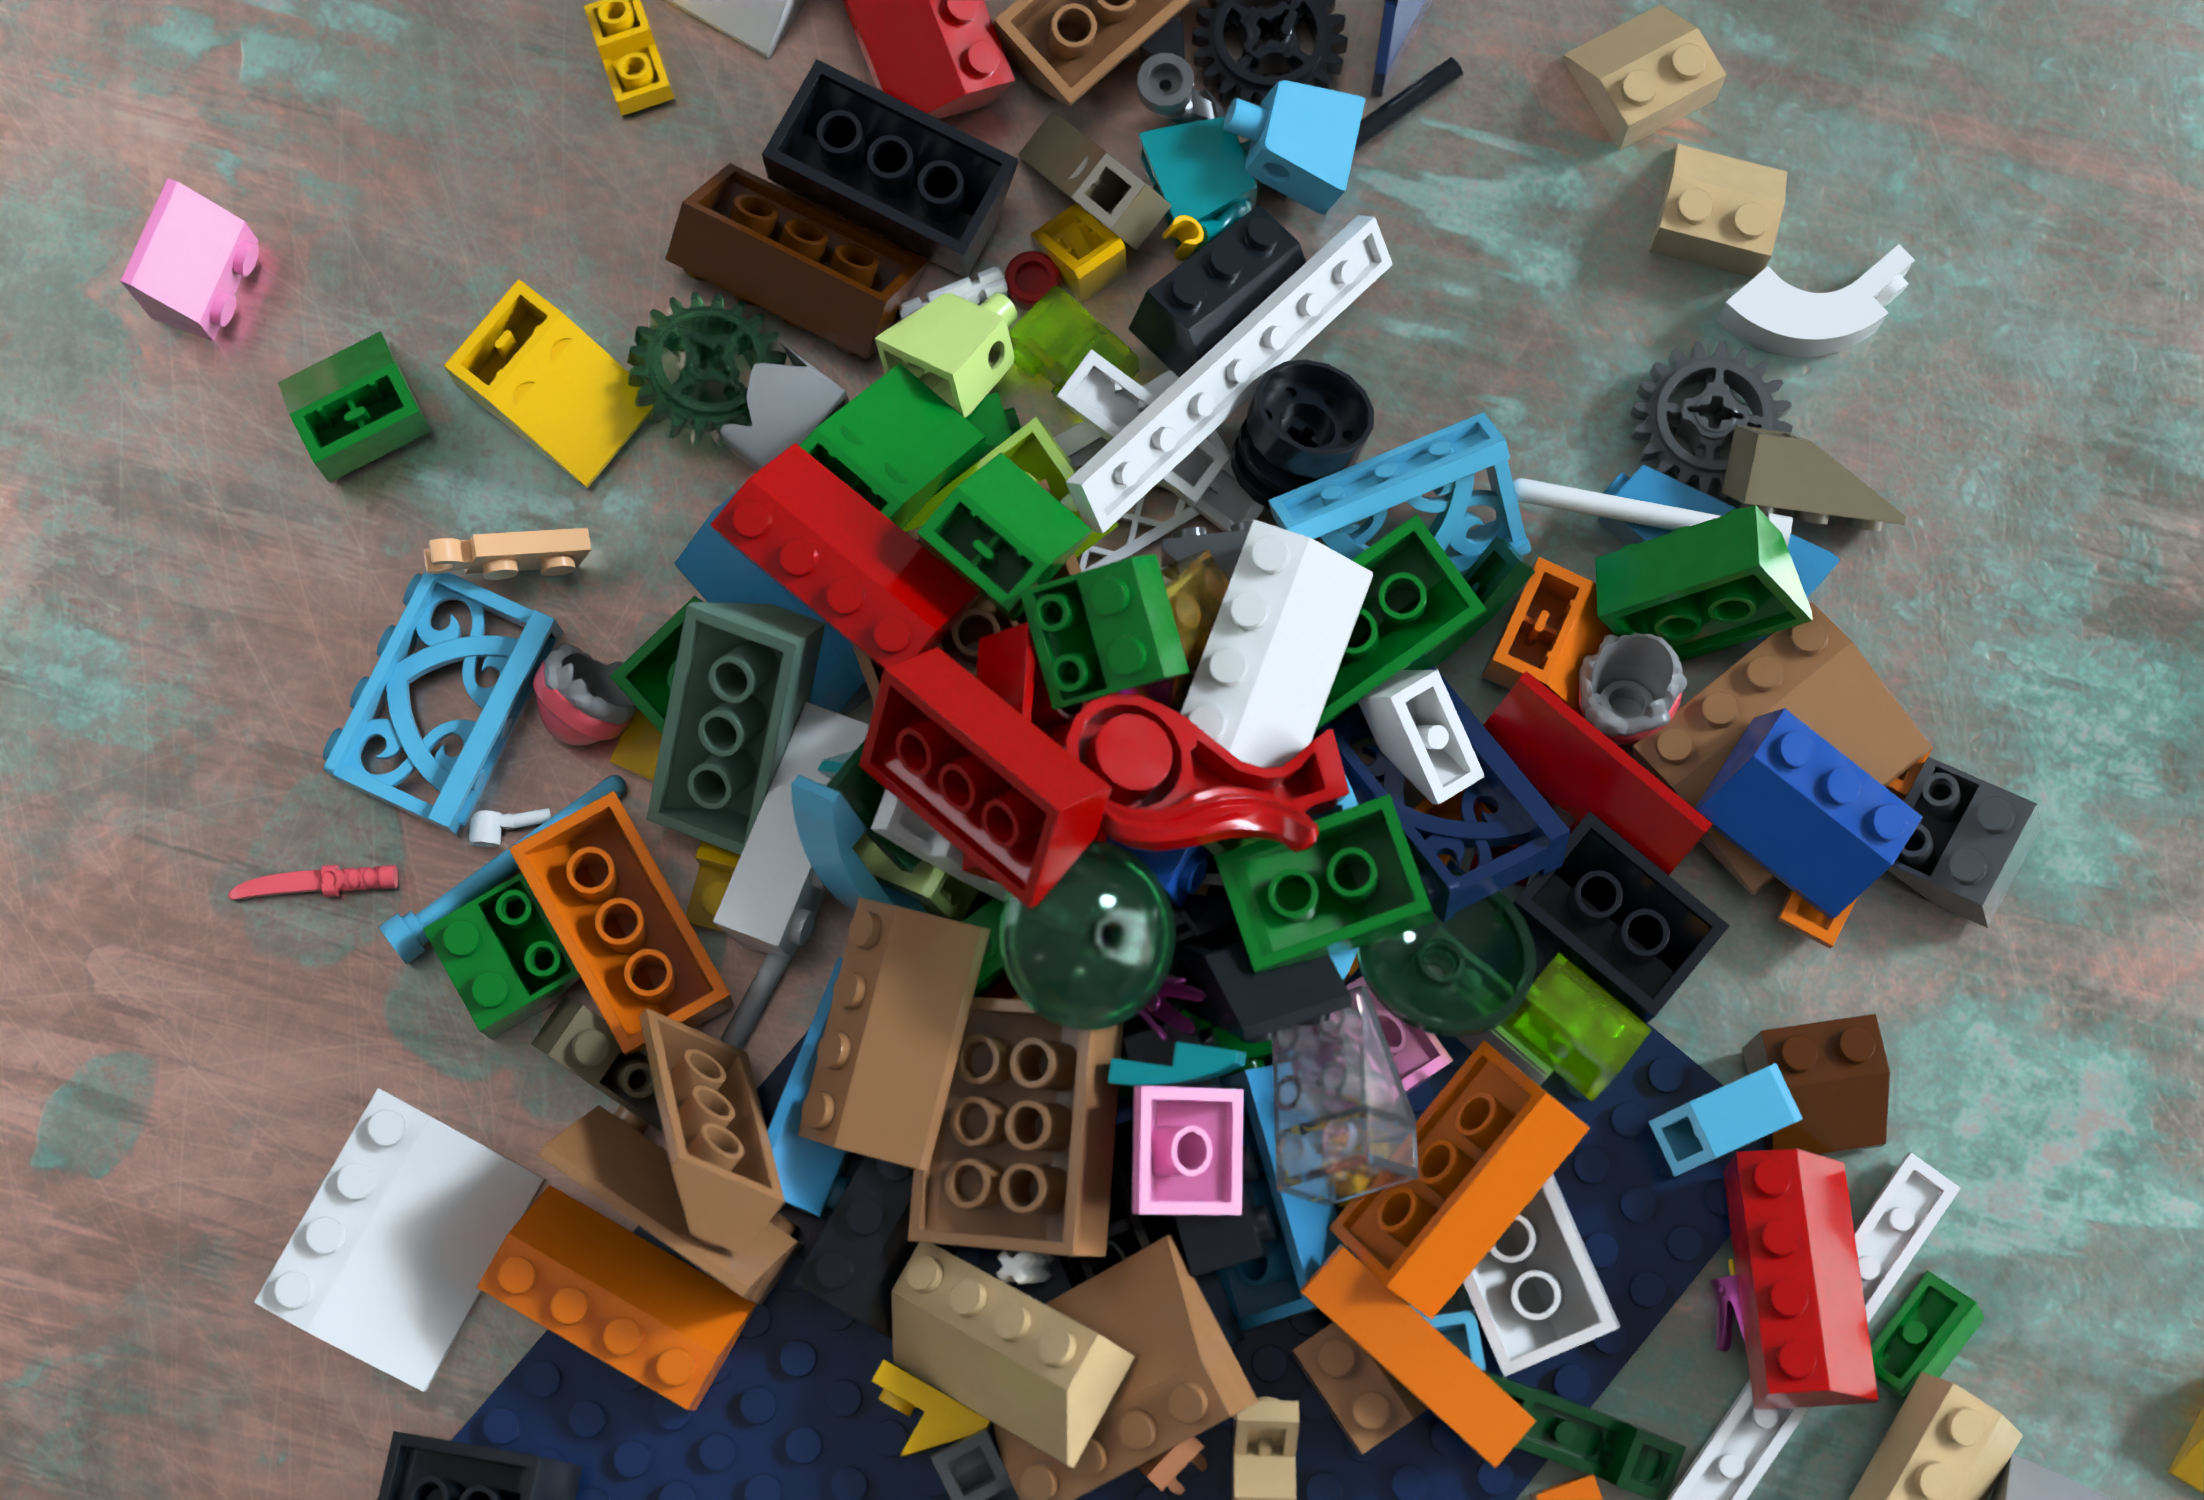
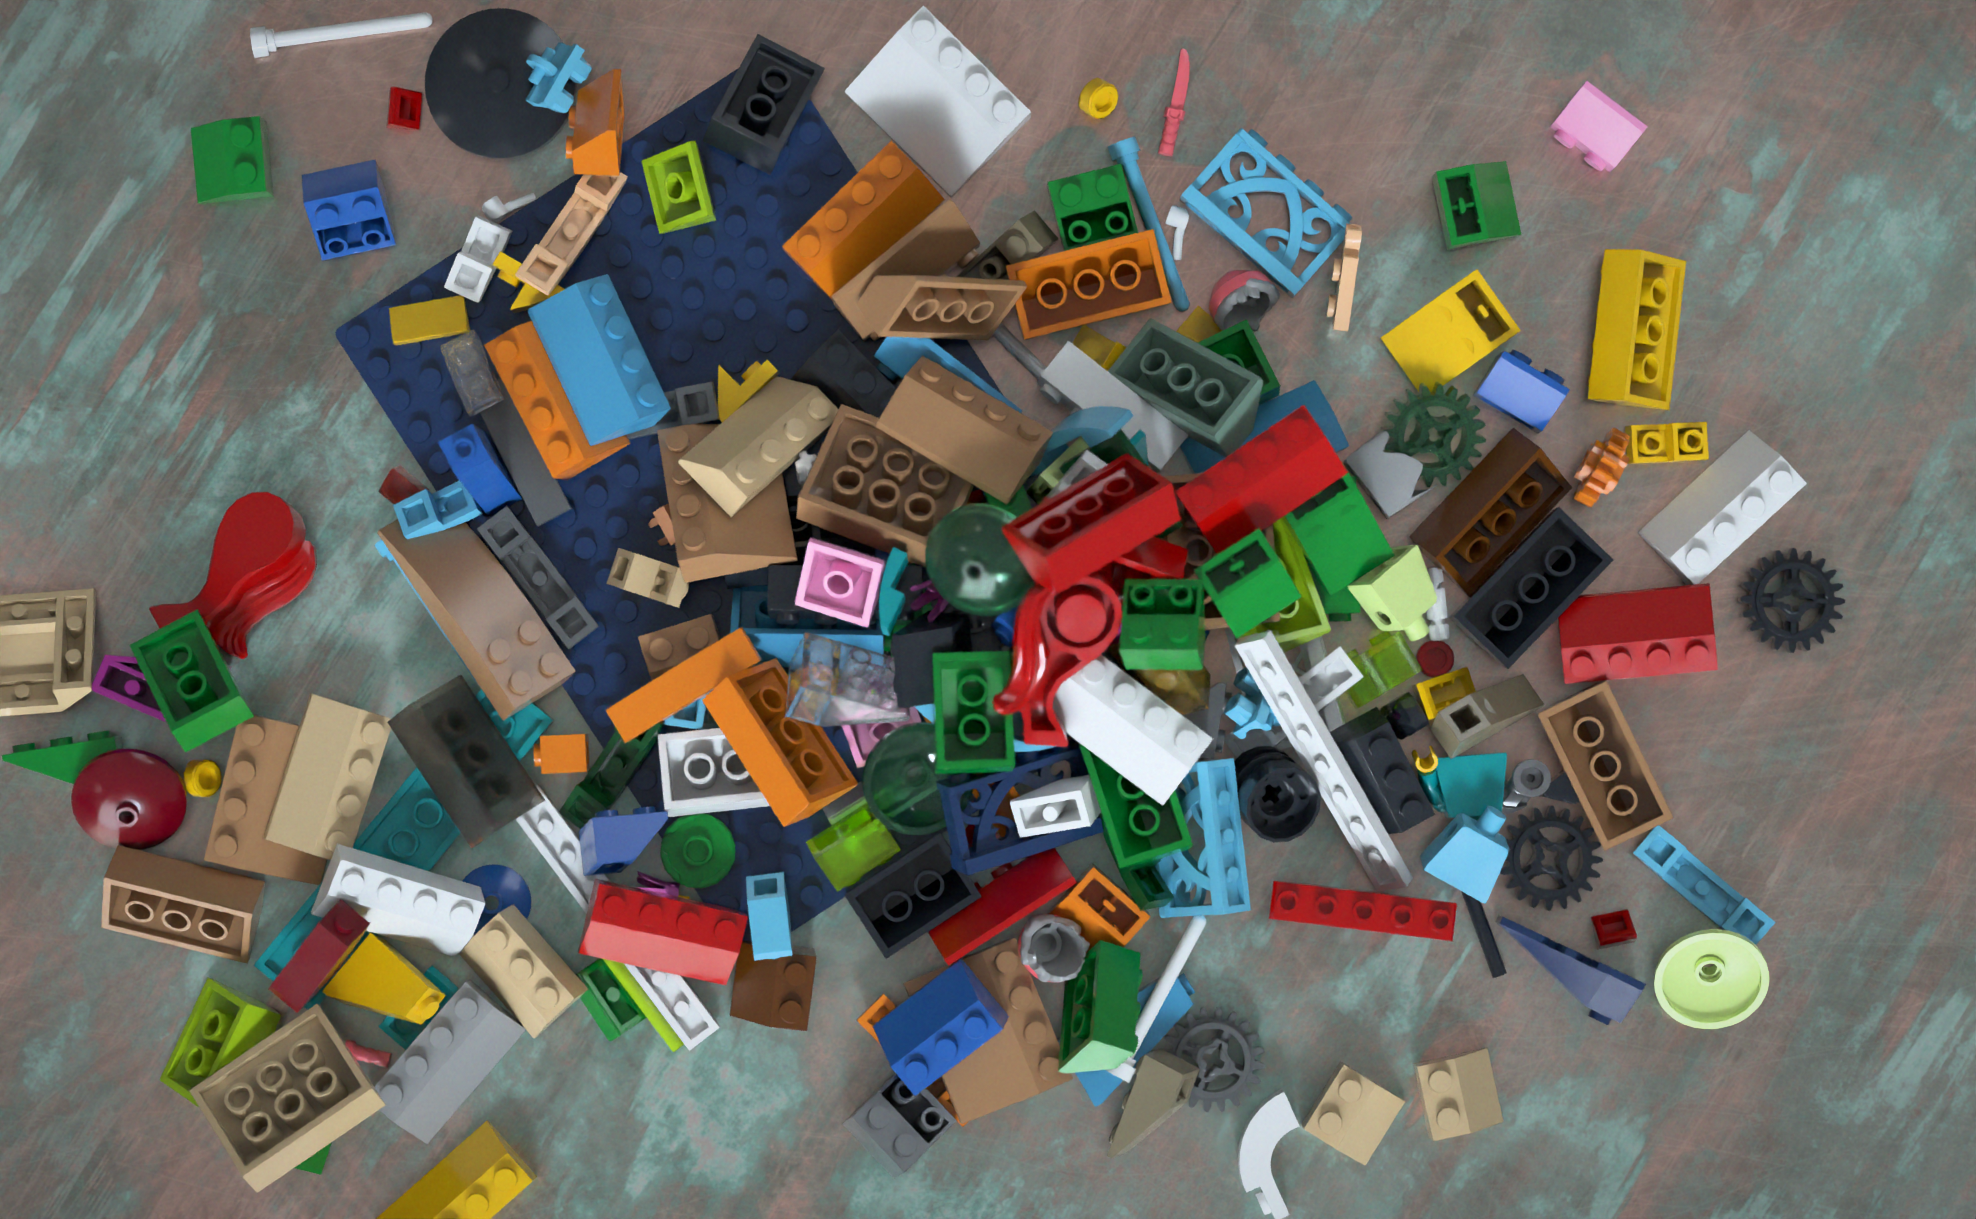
camera: 105 degrees right, 10 degrees up
(334, 999) = (1098, 98): none -> yellow tile
(474, 136) = (1636, 329): none -> yellow slope
(606, 259) = (1522, 390): none -> slope
(687, 117) = (1601, 467): none -> orange gear
(1122, 290) = (1404, 715): none -> black rock
(1186, 495) = (1249, 711): none -> medium azure hips
(1429, 261) = (1362, 910): none -> red slope
(1656, 1266) = (698, 850): none -> green tile
(1689, 1389) = (615, 841): none -> blue slope
(1914, 1275) = (645, 1004): none -> lime bar

